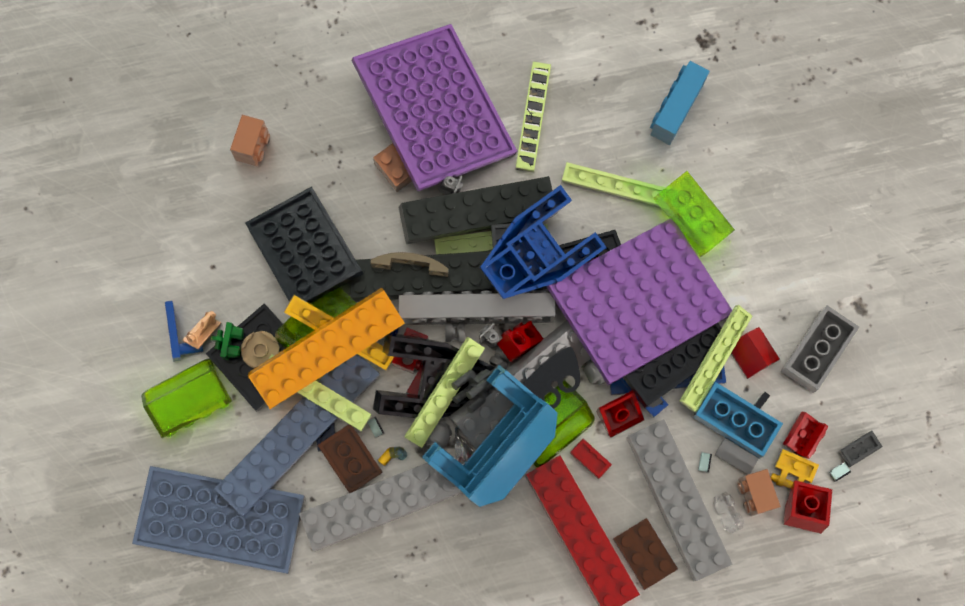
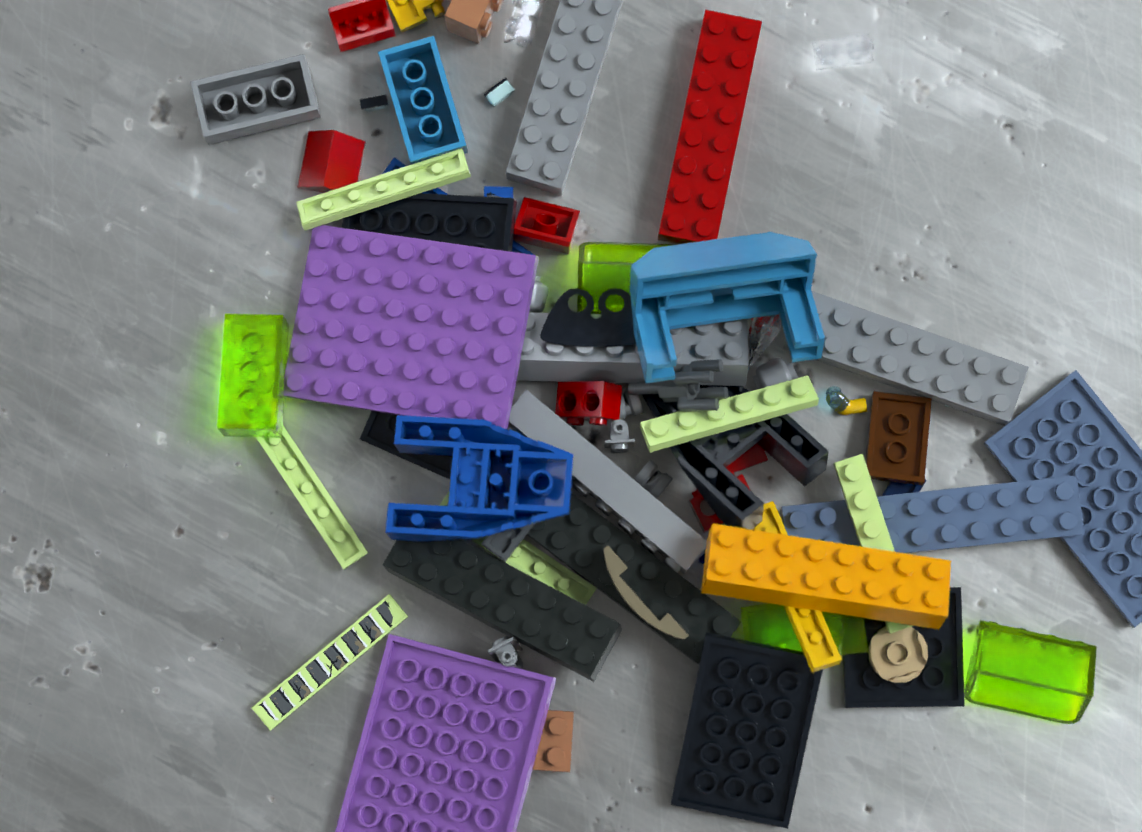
camera: 135 degrees left, 5 degrees up
(176, 348) = (988, 737): blue piece -> none
(202, 330) = (946, 737): light nougat hinge -> none
(228, 350) = (915, 701): green hips -> none
(375, 427) = (836, 450): light aqua piece -> none
(590, 458) = (624, 205): red plate -> none
(645, 554) = (656, 52): reddish brown plate -> none
(678, 102) = (145, 521): dark azure brick -> none
(736, 456) = (458, 68): light grey tile -> none

